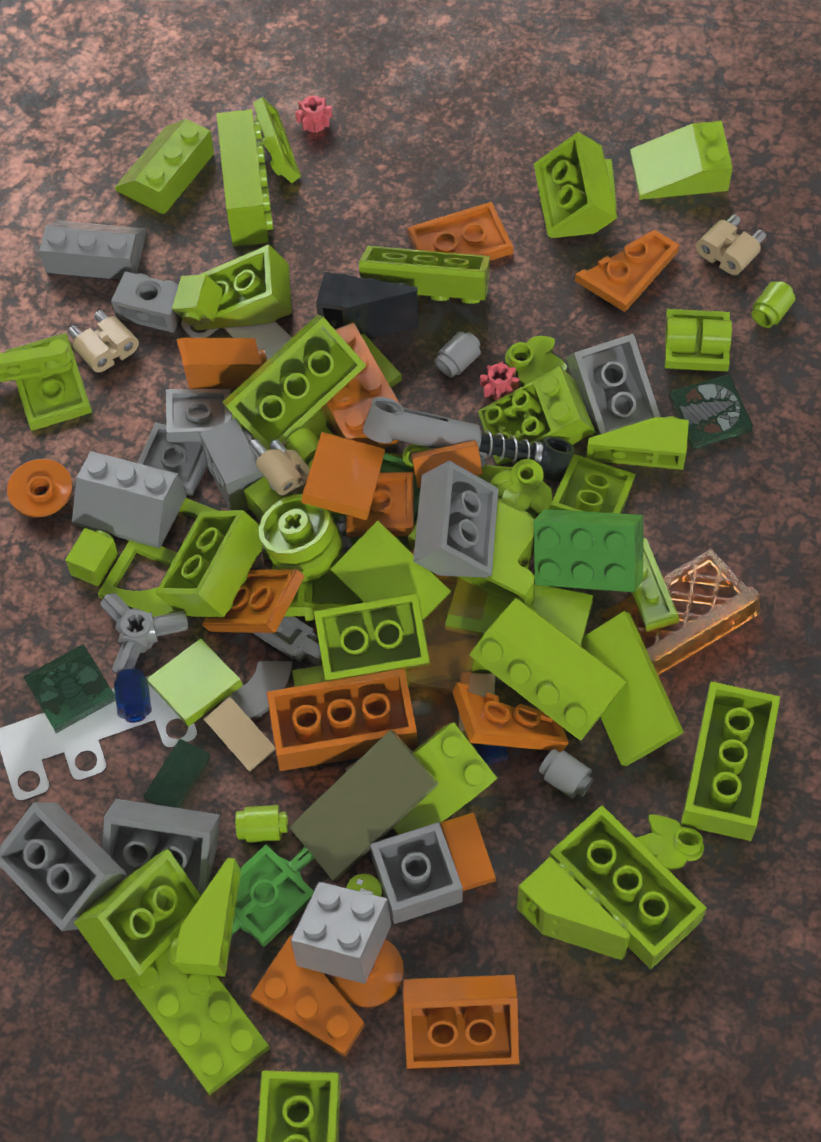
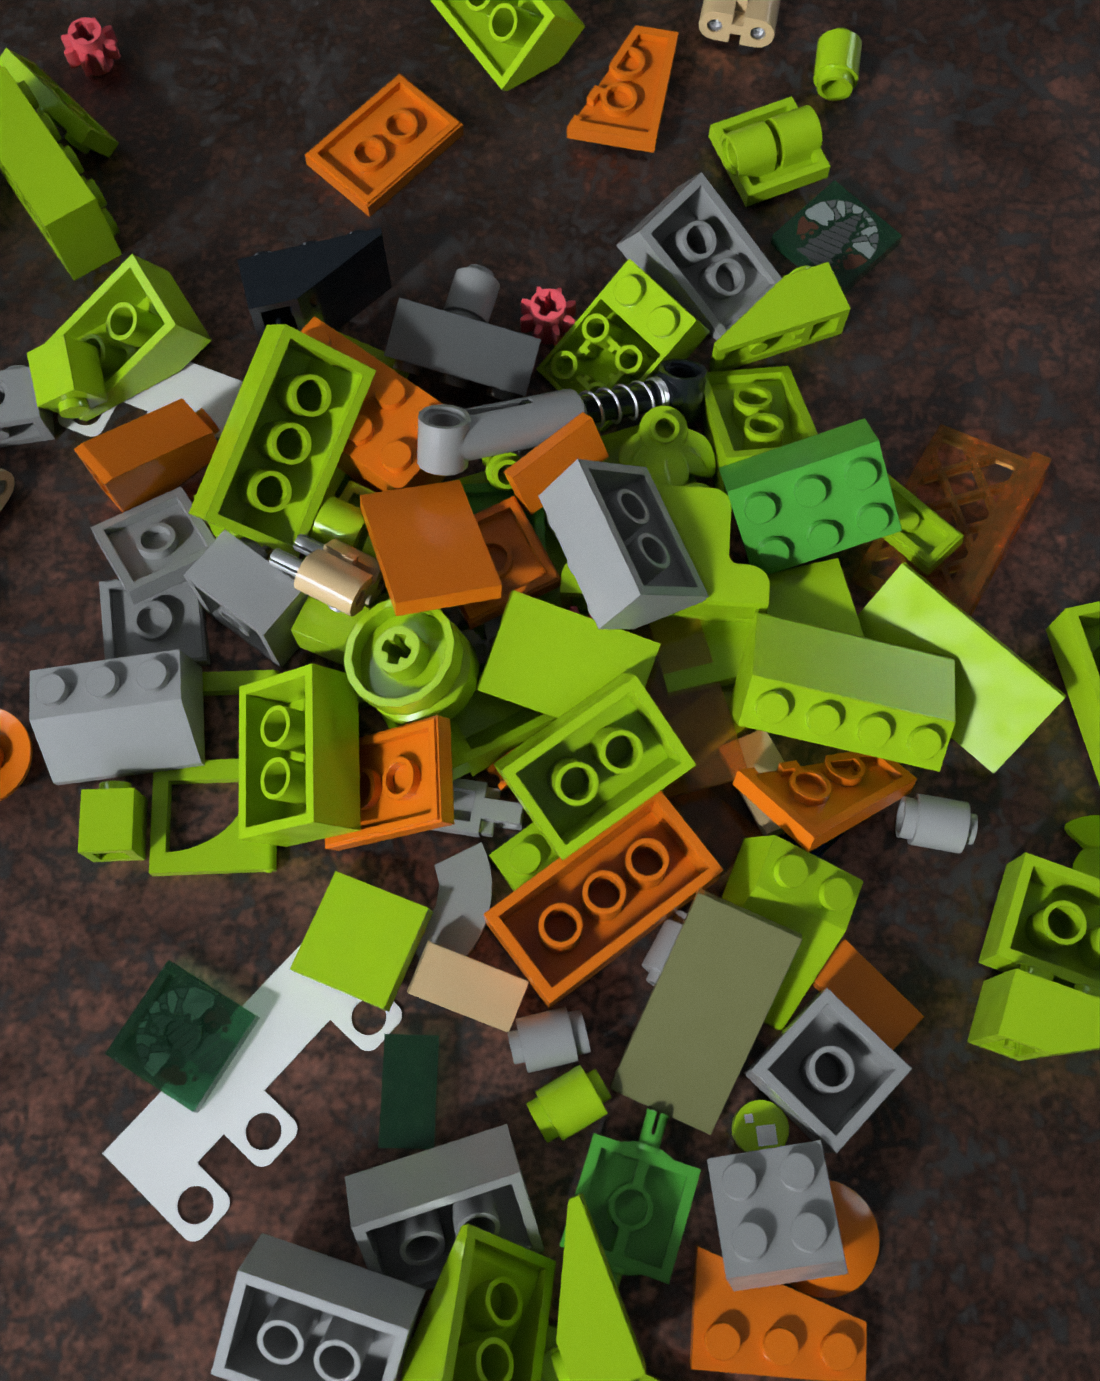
camera: 30 degrees left, 10 degrees up
(132, 695) = (283, 1006): clear blue brick -> none
(150, 628) = (217, 893): light grey bush -> none
(269, 783) = (549, 1039): none -> light grey brick
(433, 272) = (390, 196): lime slope -> none
(433, 378) = (461, 349): none -> dark grey brick
(461, 1021) = (995, 1249): orange slope -> none
(537, 358) = (582, 268): lime plate -> none

